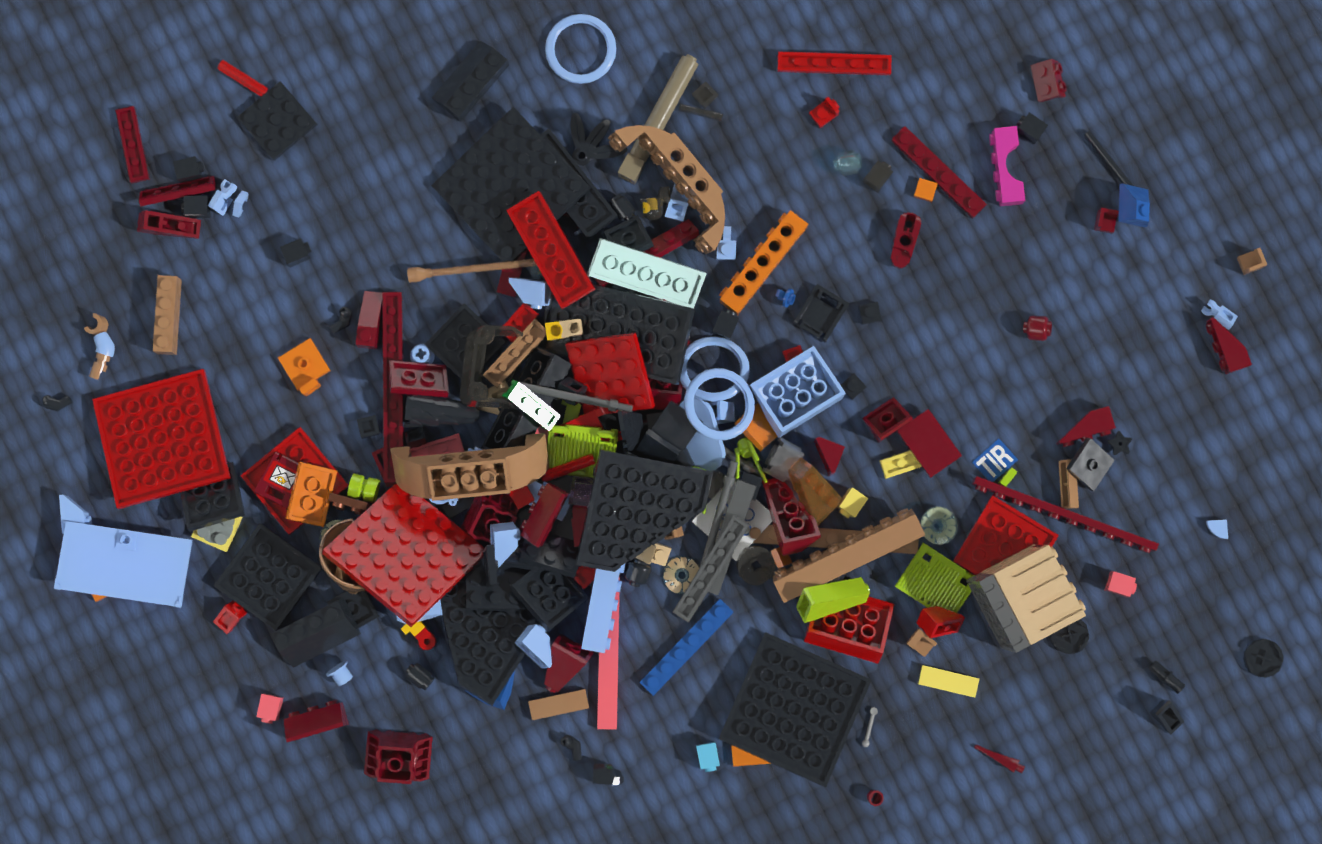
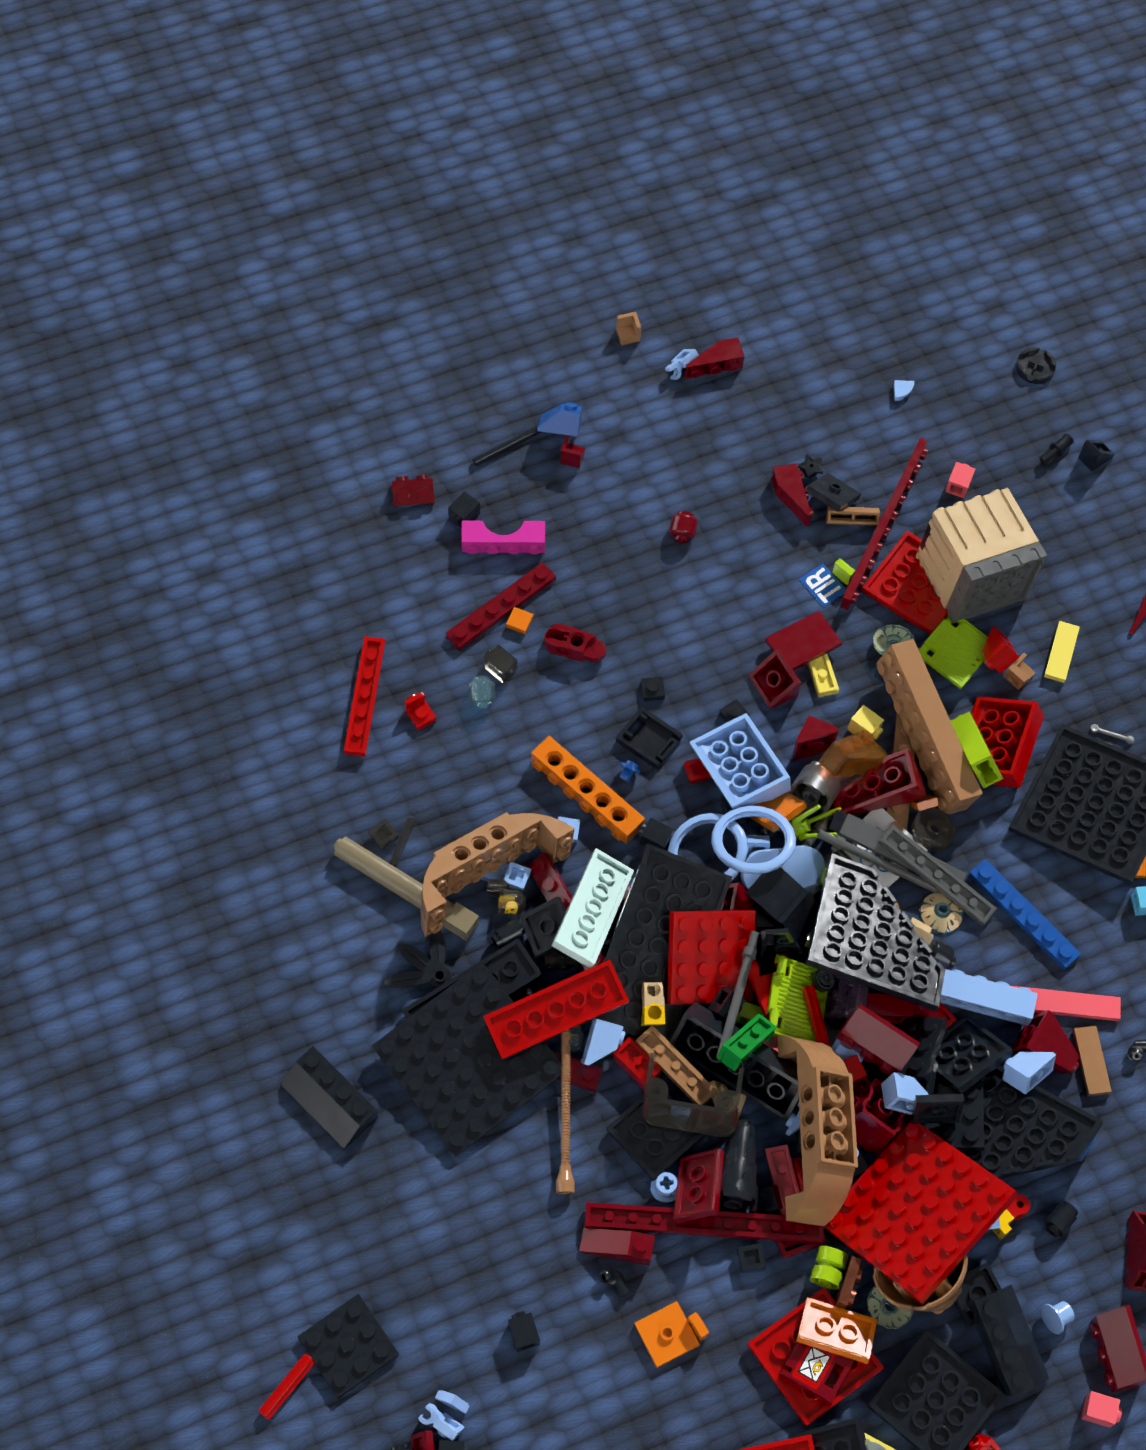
camera: 90 degrees left, 20 degrees down
(580, 78) = (307, 1003): light blue wedge -> none

